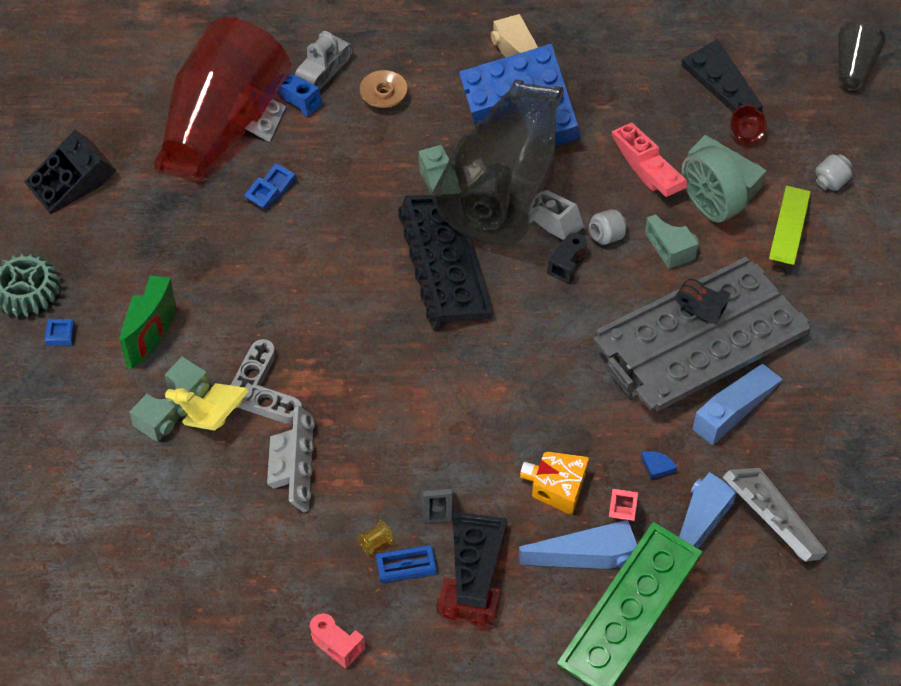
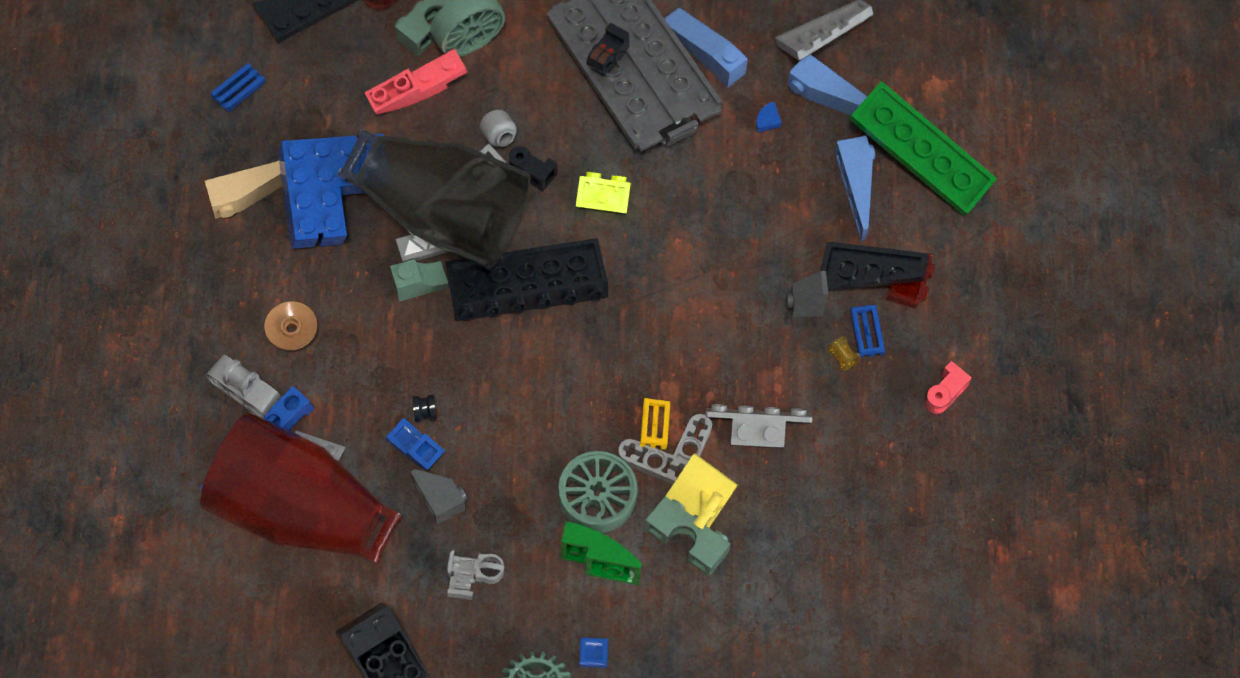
camera: 90 degrees left, 10 degrees up
(144, 233) = (466, 569): none -> light grey piece
(217, 203) = (439, 495): none -> dark grey slope
(218, 324) = (588, 499): none -> sand green piece
(291, 373) = (653, 440): none -> yellow tile
(304, 188) = (424, 408): none -> black wheel
(546, 317) = (603, 193): none -> neon yellow bracket
(557, 479) = (787, 197): light orange torso -> none
(623, 504) = (819, 142): coral leg -> none
(629, 36) = (235, 84): none -> blue tile
(672, 243) = (522, 76): sand green arch -> none

